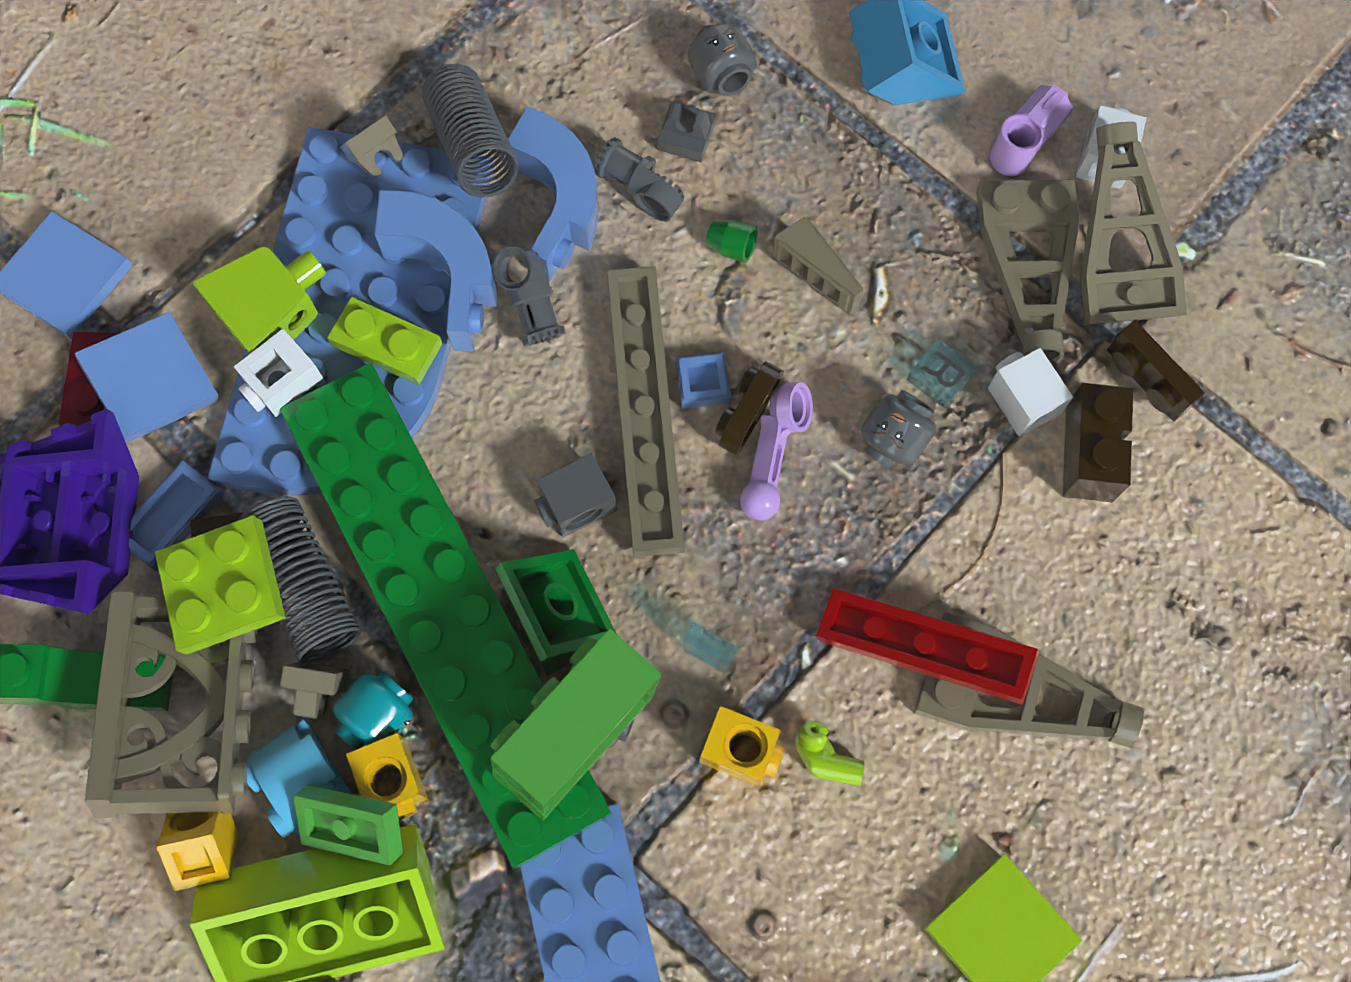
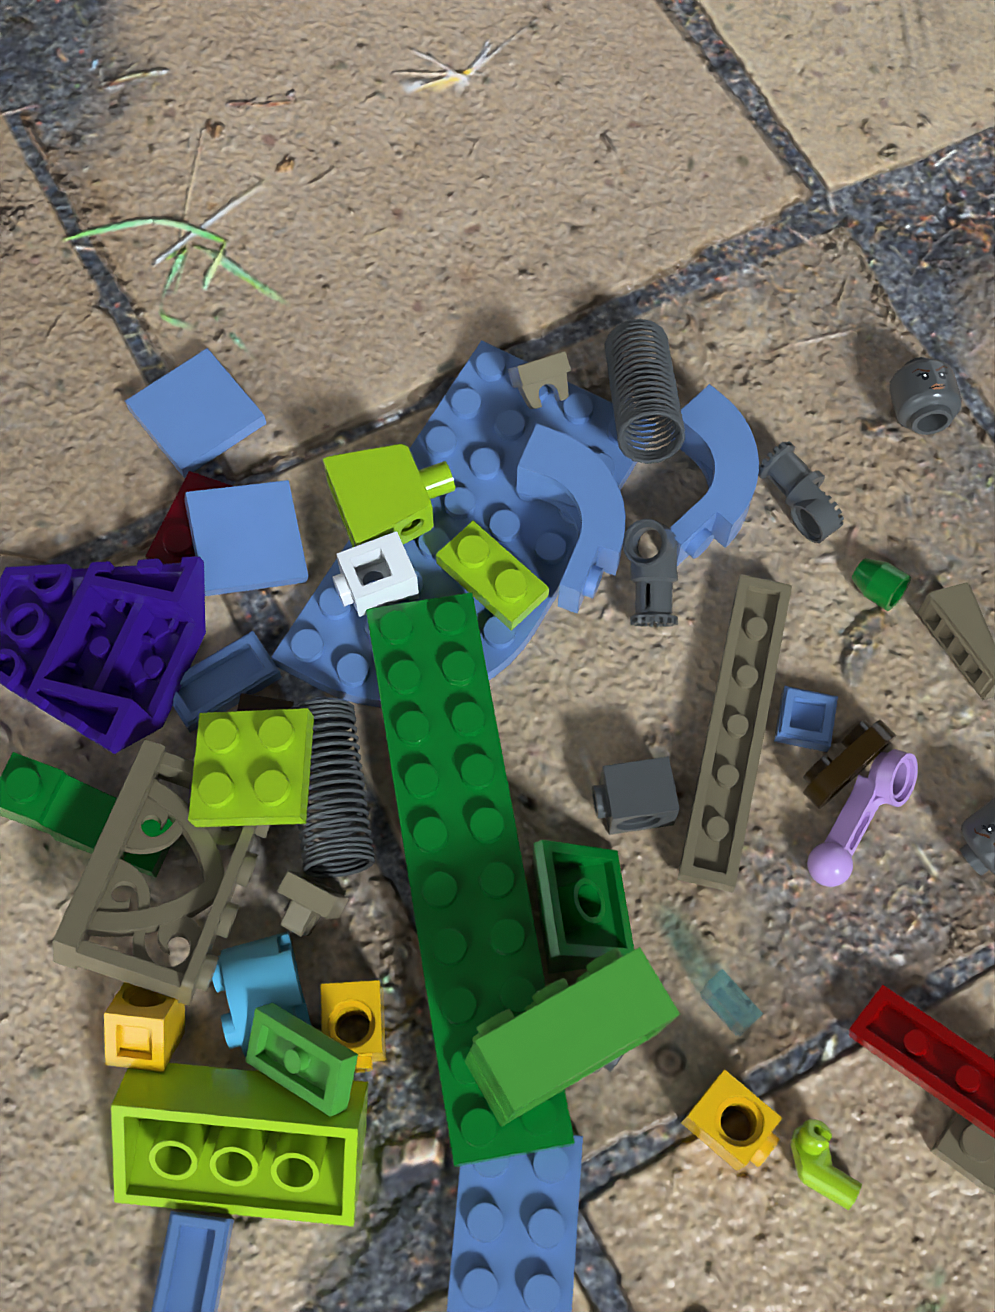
camera: 20 degrees right, 5 degrees down
(372, 710) = (360, 947): teal head -> none
(686, 131) = (864, 458): dark grey tile -> none

